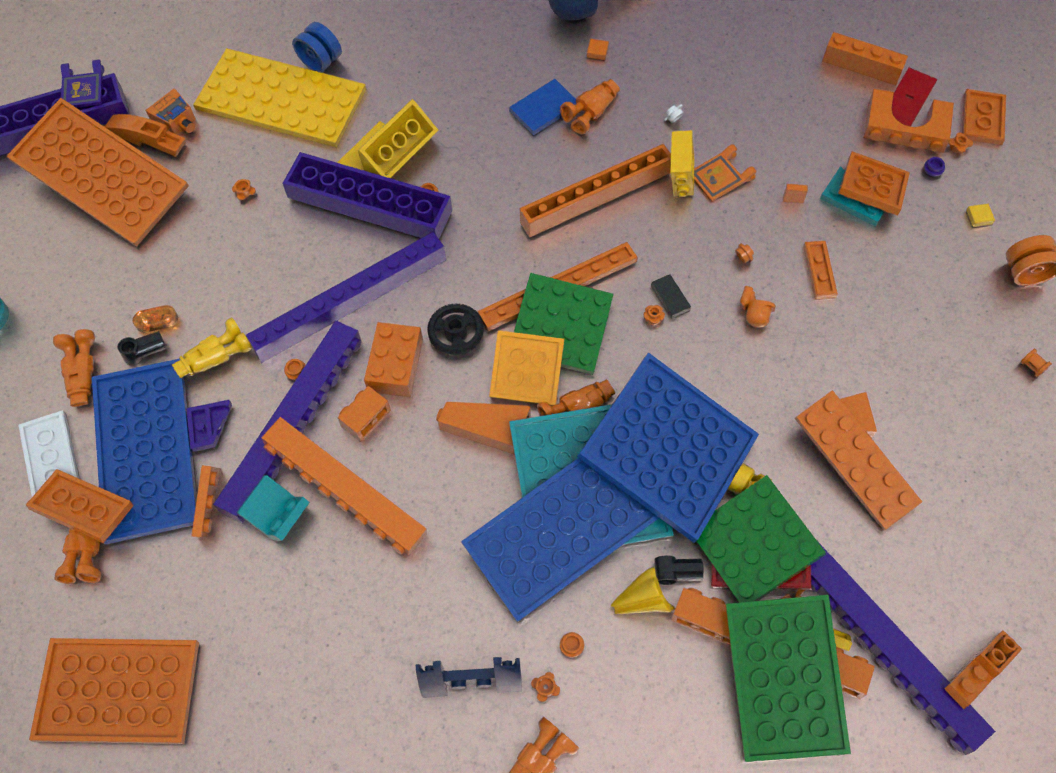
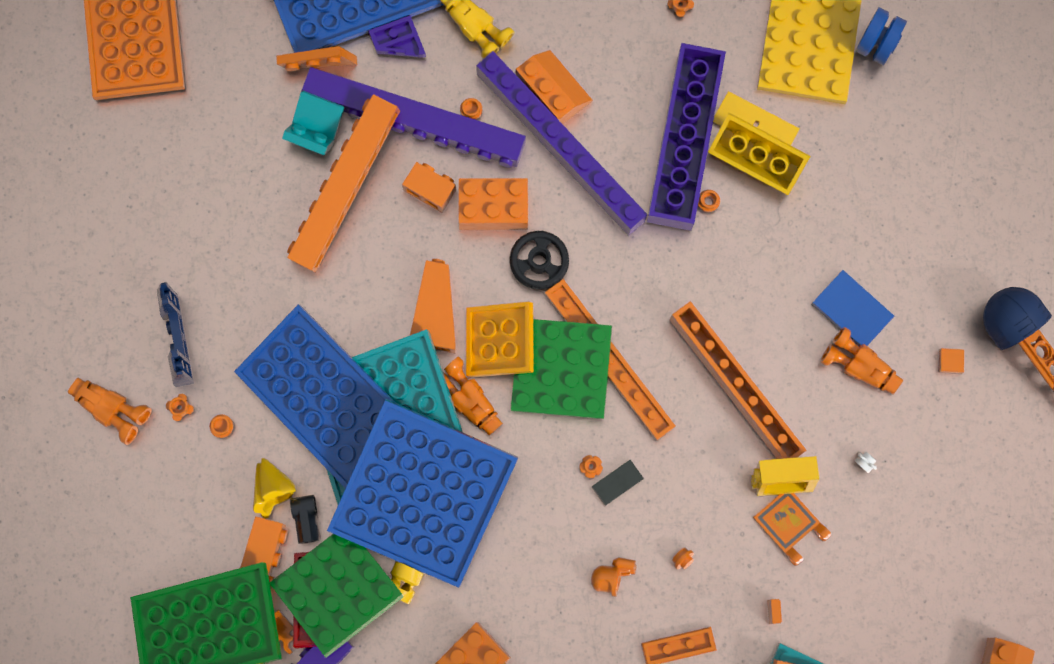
camera: 75 degrees right, 15 degrees up
(291, 294) = (553, 85): none -> orange slope

